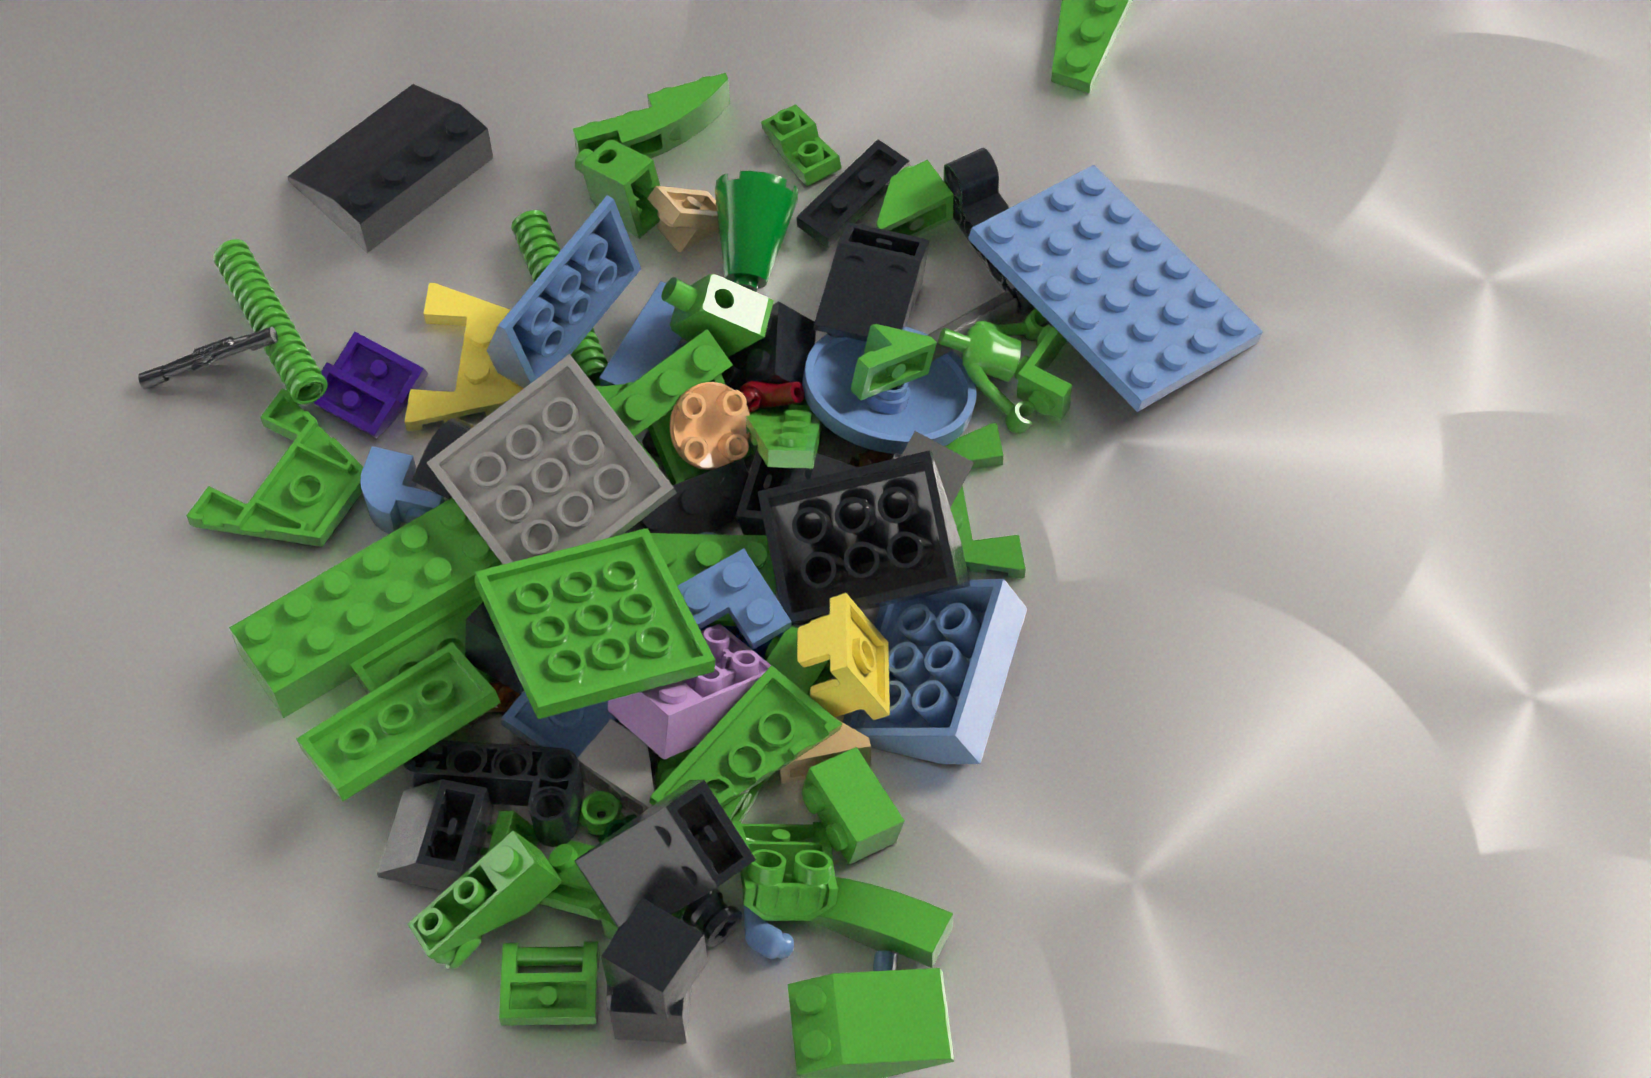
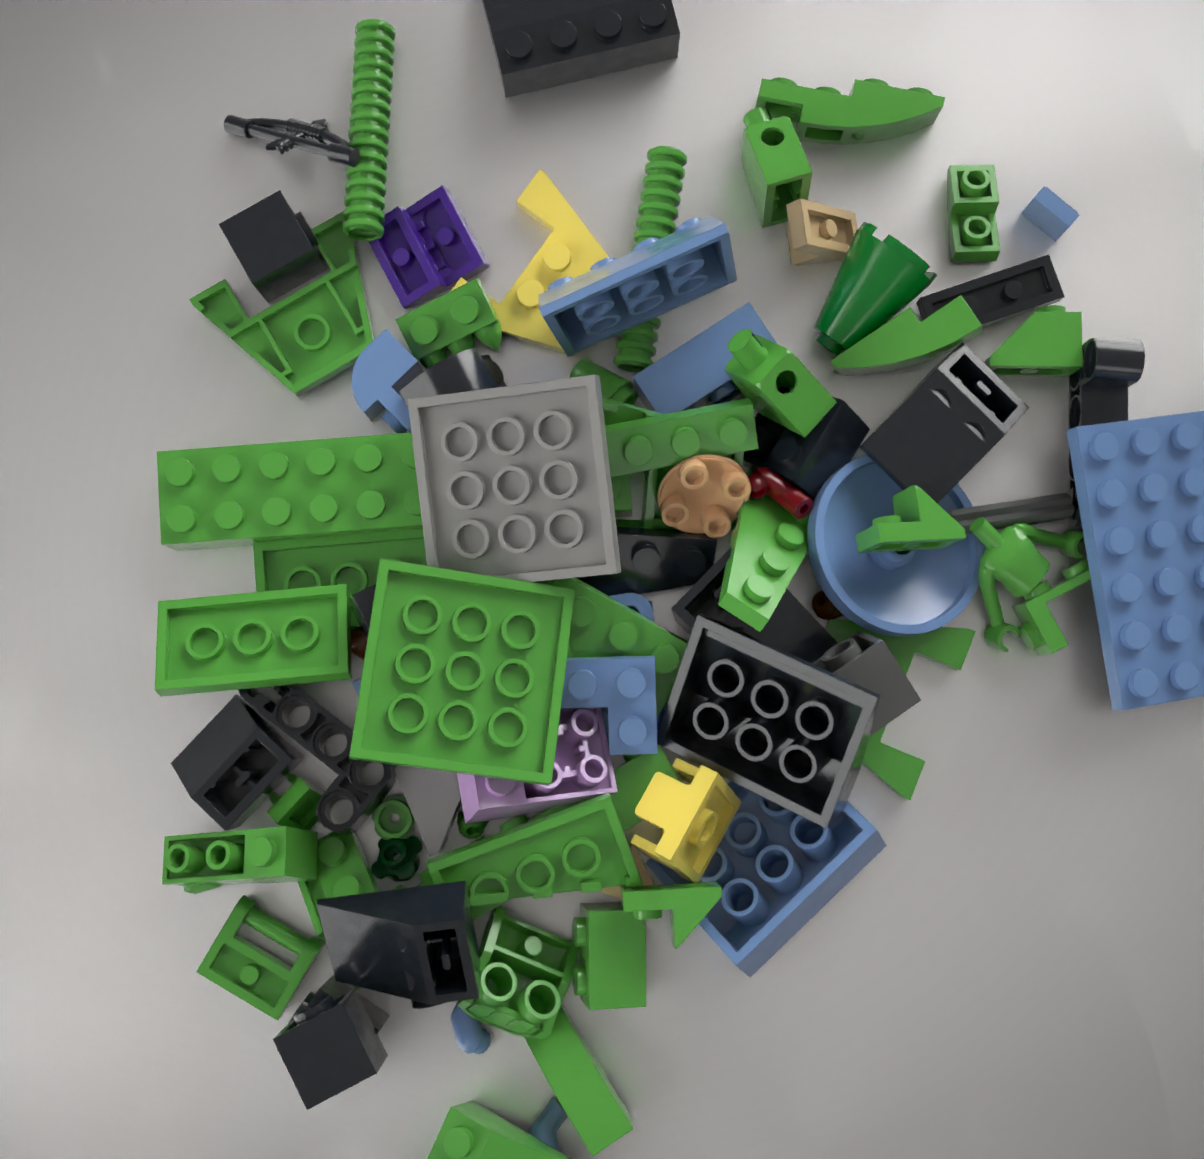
camera: 30 degrees right, 25 degrees up
(238, 440) = (273, 246): none -> black head
(421, 417) = (450, 324): none -> bright green plate
(806, 244) = (909, 342): none -> bright green slope
(861, 113) = (1050, 213): none -> medium blue tile
(876, 716) = (686, 903): none -> bright green slope

